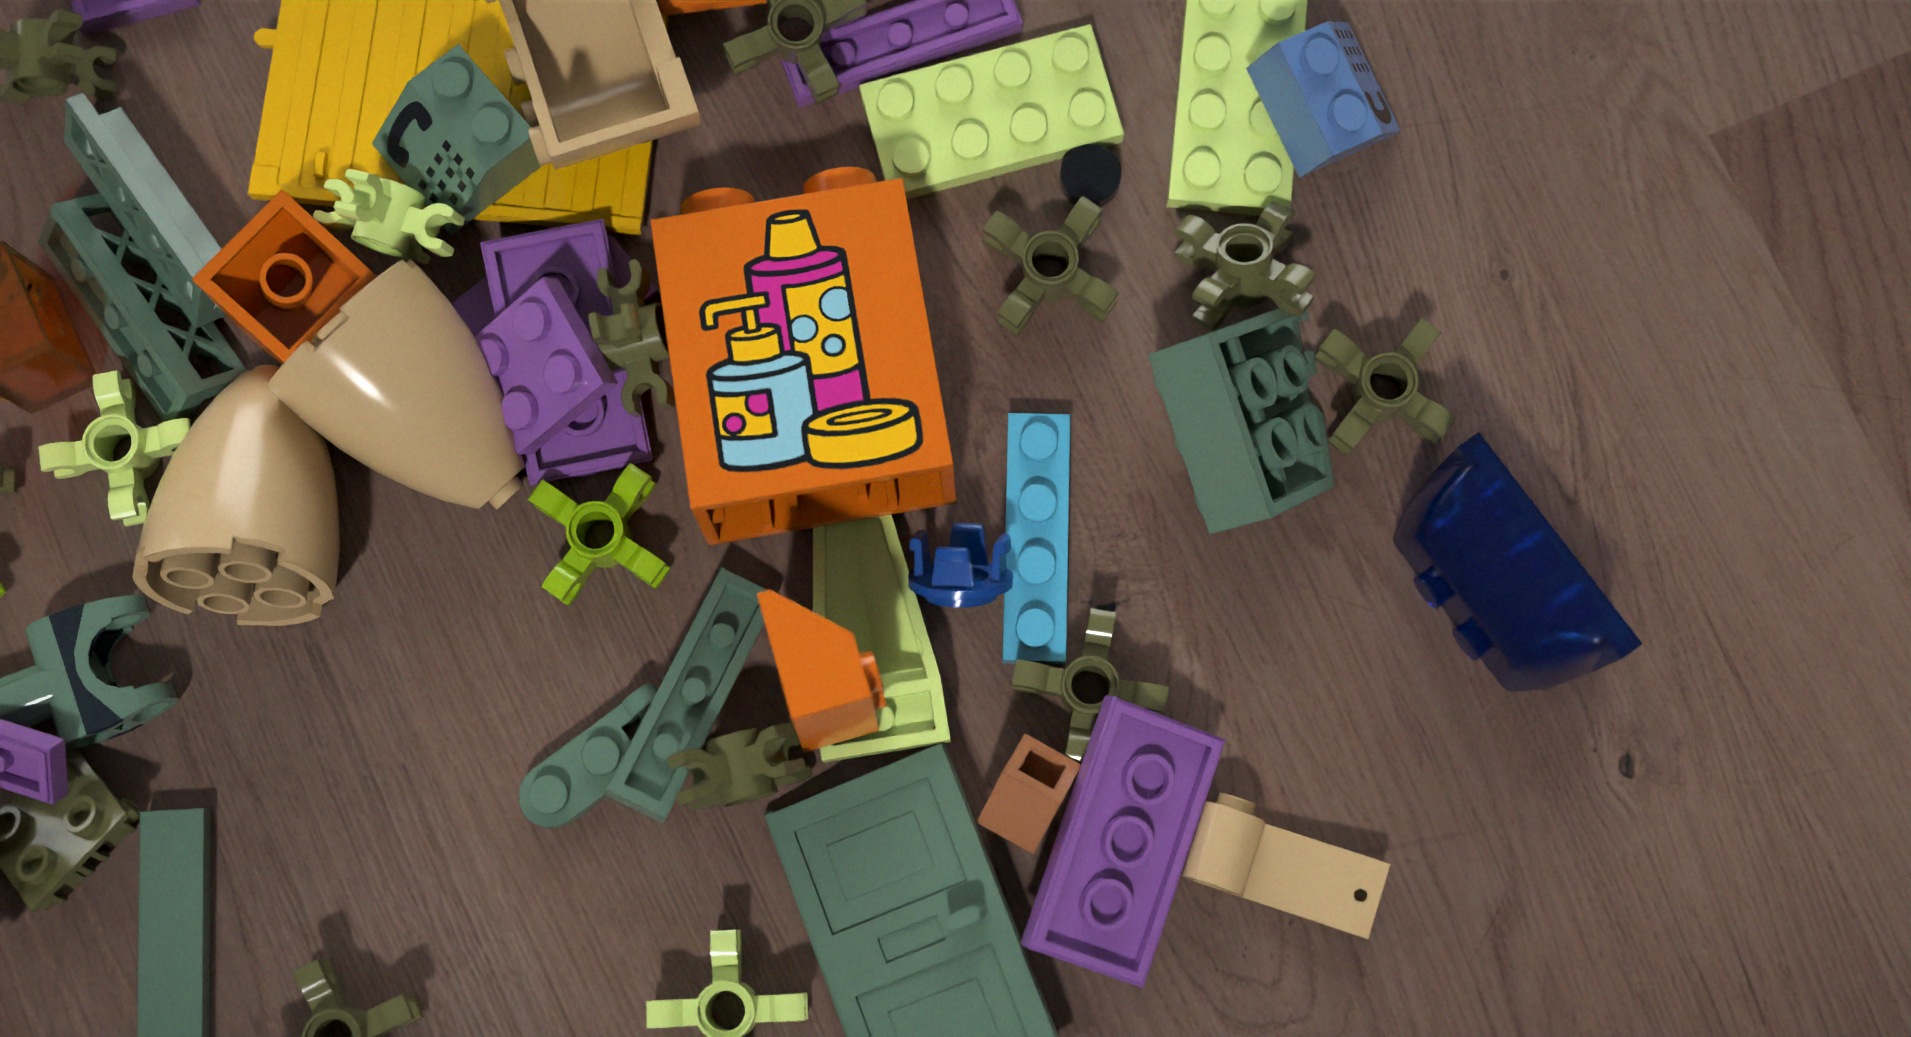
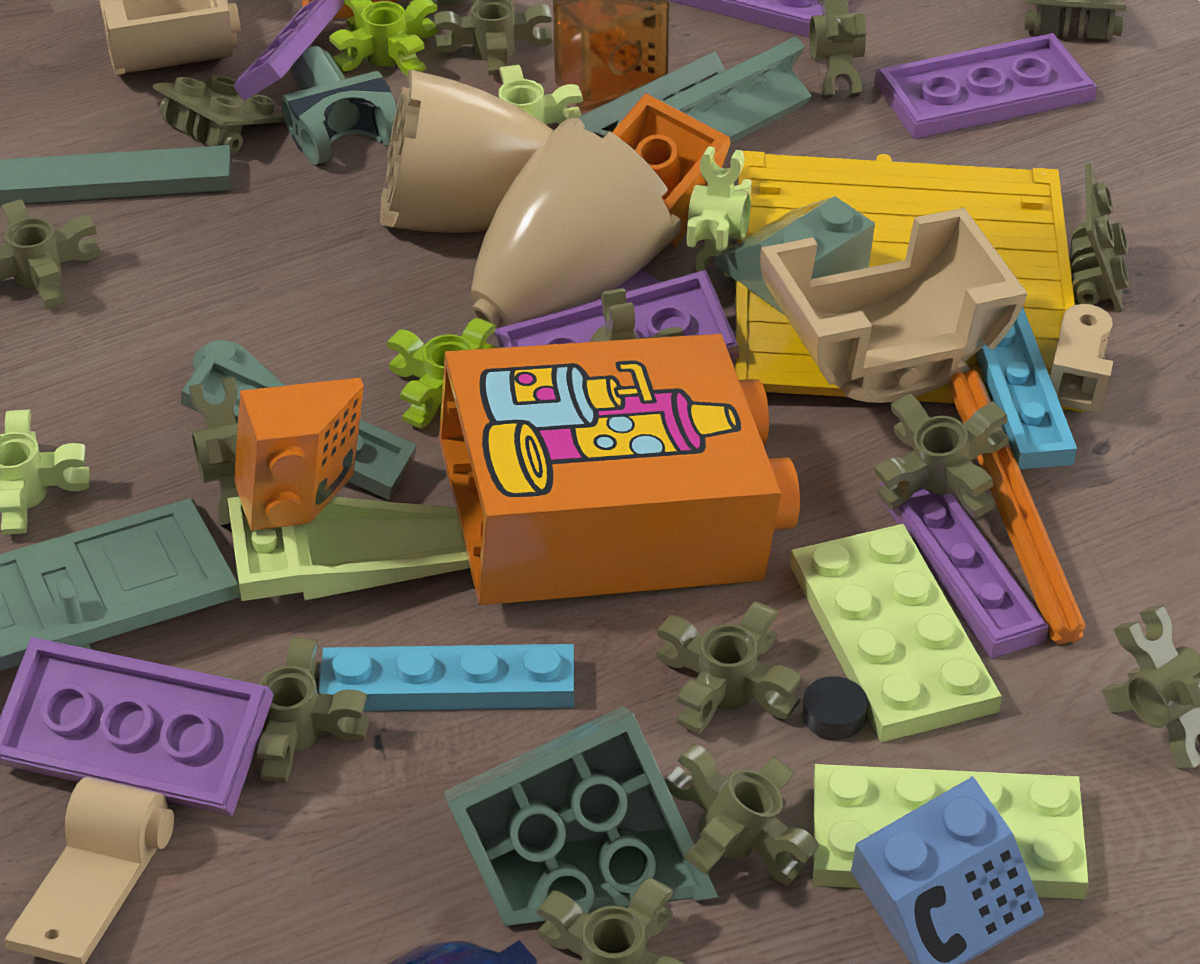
camera: 85 degrees right, 35 degrees down
(543, 364) = (580, 306): medium lavender plate -> none
(962, 570) = (396, 596): blue piece -> none
(1028, 793) = (191, 641): nougat brick -> none

